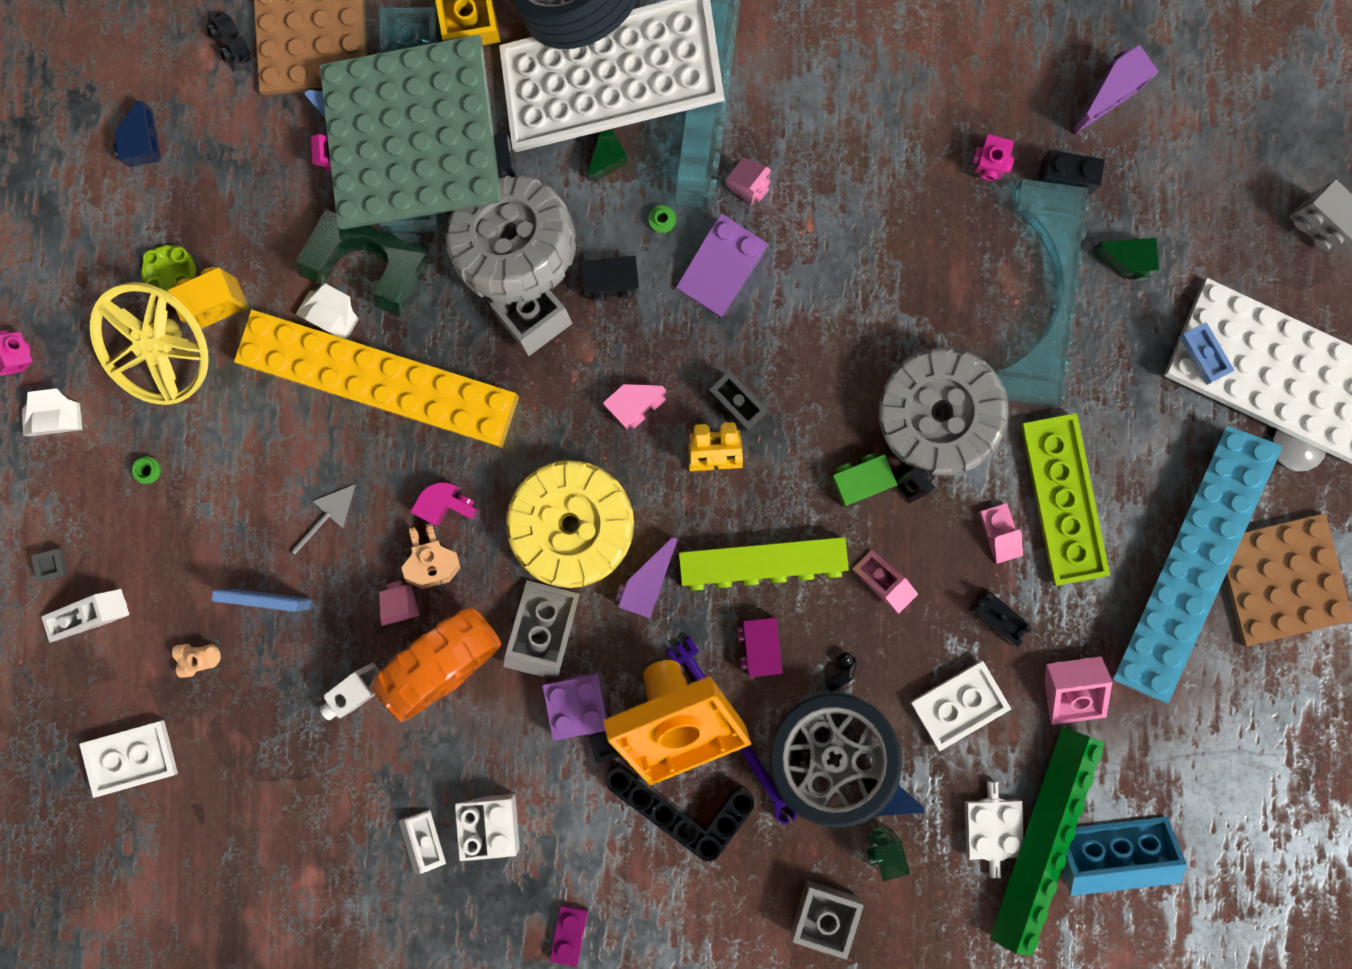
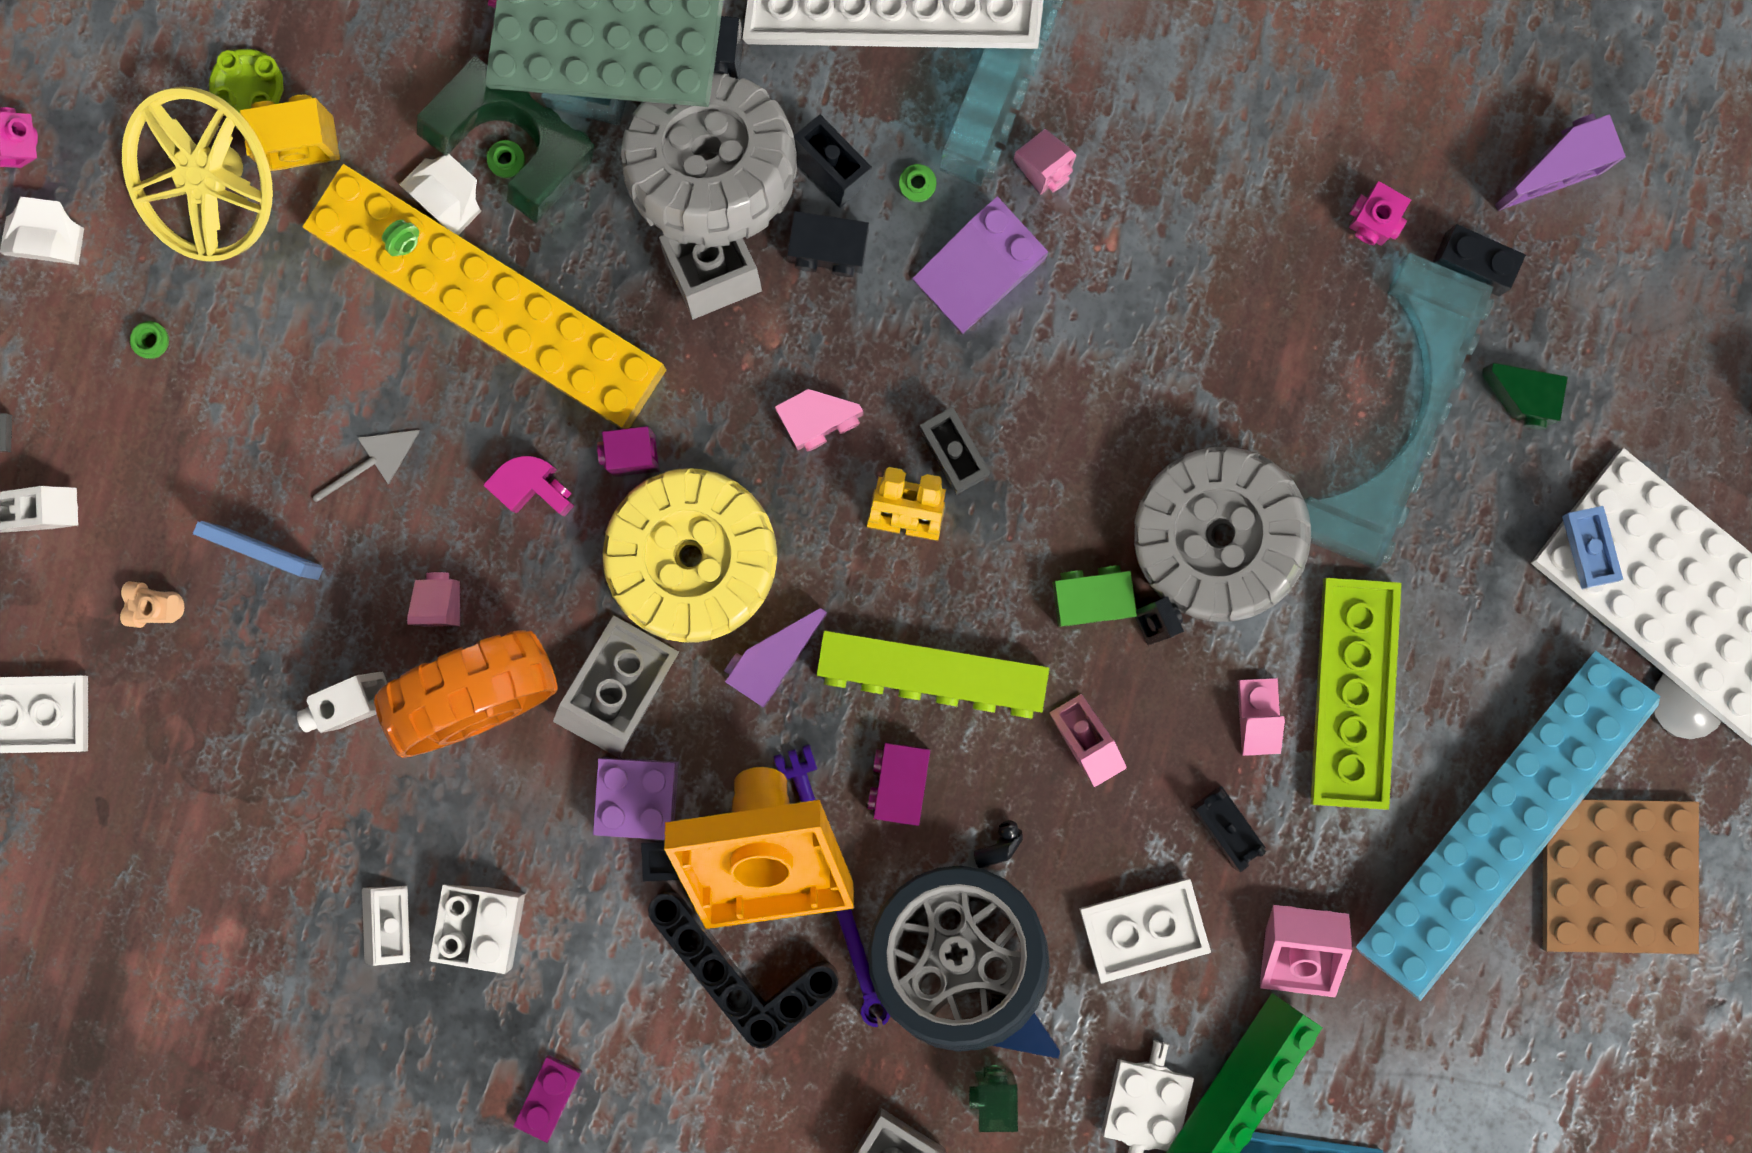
camera: 15 degrees right, 0 degrees up
(305, 351) = (400, 238): none -> bright green plate
(369, 284) = (513, 167): none -> bright green plate
(427, 559) = (491, 553): light nougat hinge -> none
(507, 461) = (629, 451): none -> magenta brick
(597, 219) = (831, 161): none -> black brick
(607, 156) = (866, 80): dark green slope -> none

